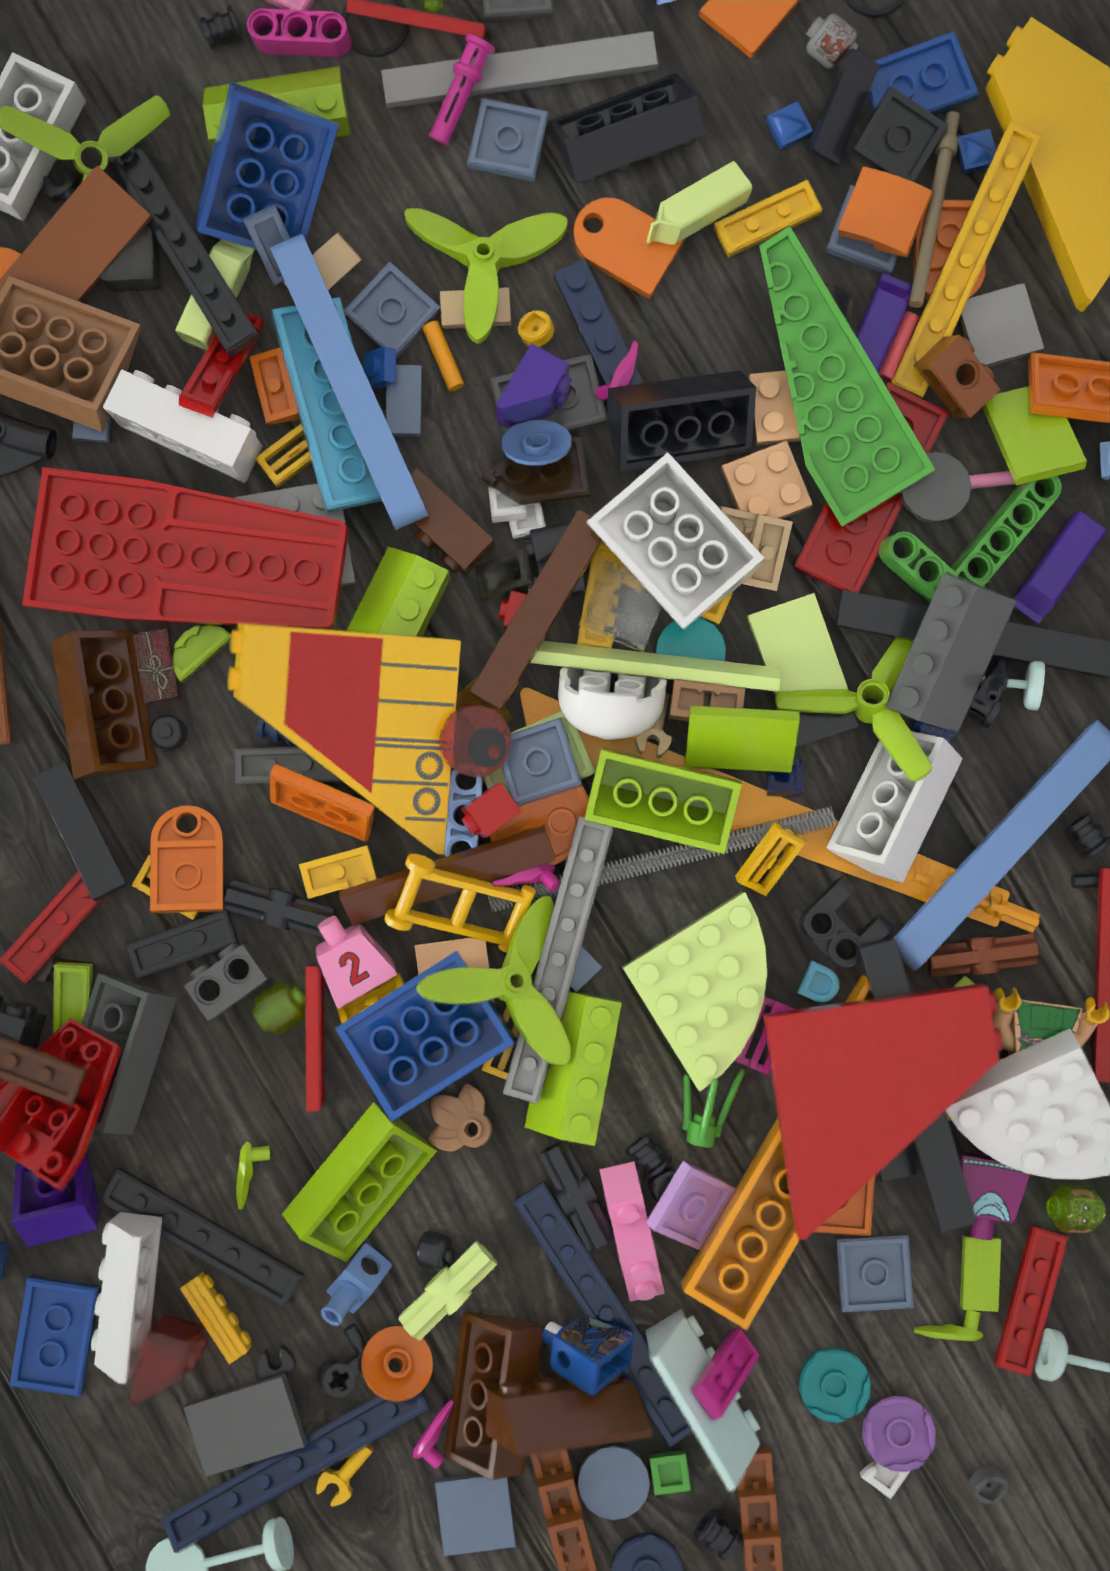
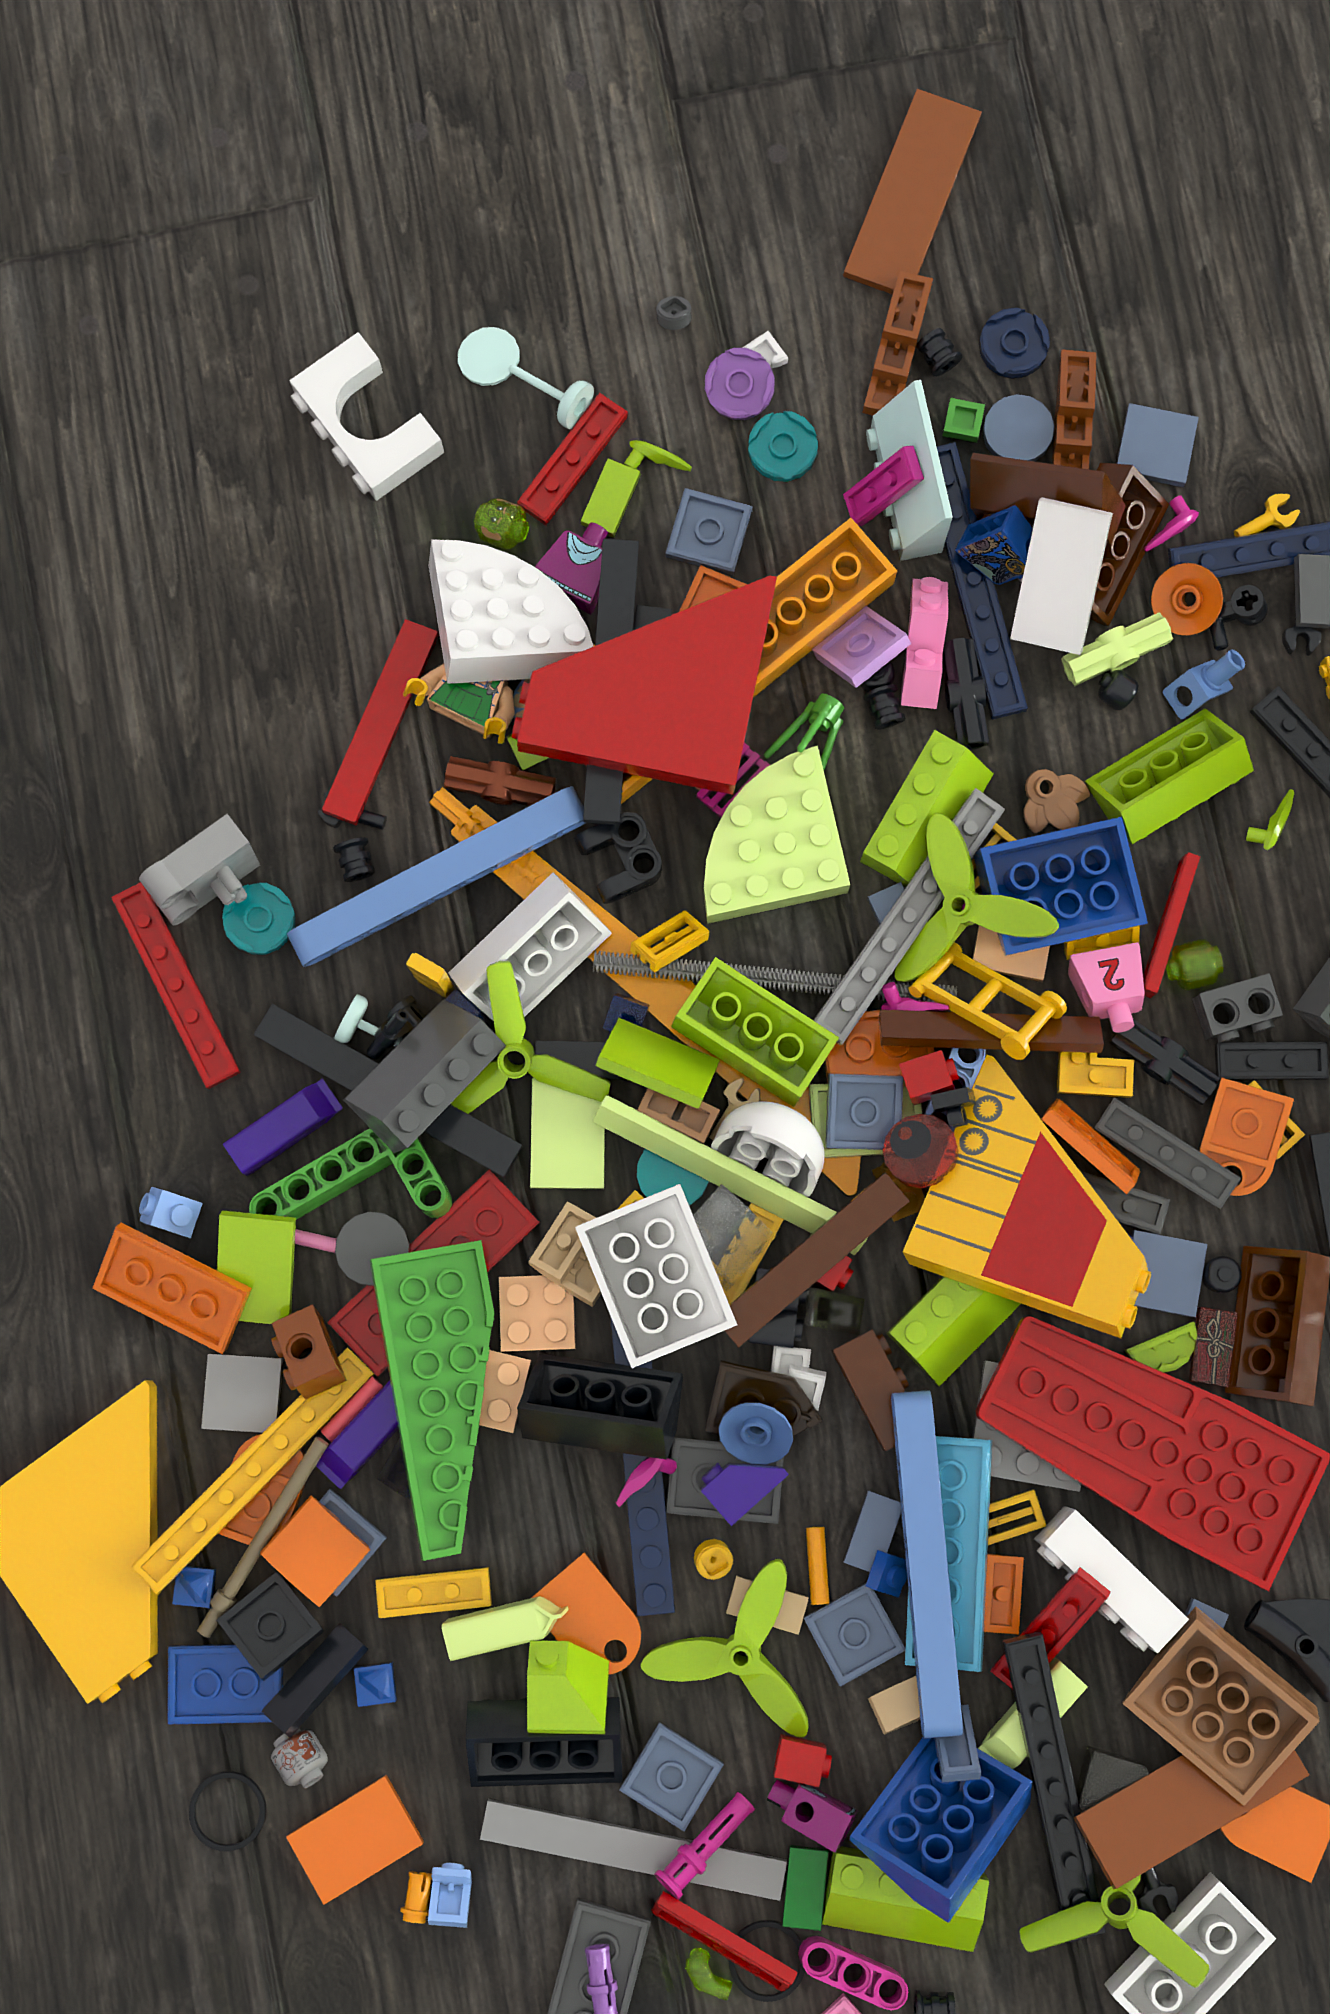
camera: 160 degrees left, 5 degrees down
(216, 718) = (1175, 1273): none -> sand blue tile
(250, 824) = (1167, 1153): none -> dark grey tile
(363, 89) = (805, 1887): none -> green tile
(374, 145) = (830, 1818): none -> magenta torso
(401, 187) = (801, 1760): none -> red brick
(457, 791) = (954, 1103): none -> black tile
(525, 1341) = (1061, 575): none -> white tile
(624, 167) = (566, 1689): none -> lime slope
(819, 983) = (663, 811): medium azure tile -> none
(981, 744) = (430, 975): none -> yellow tile

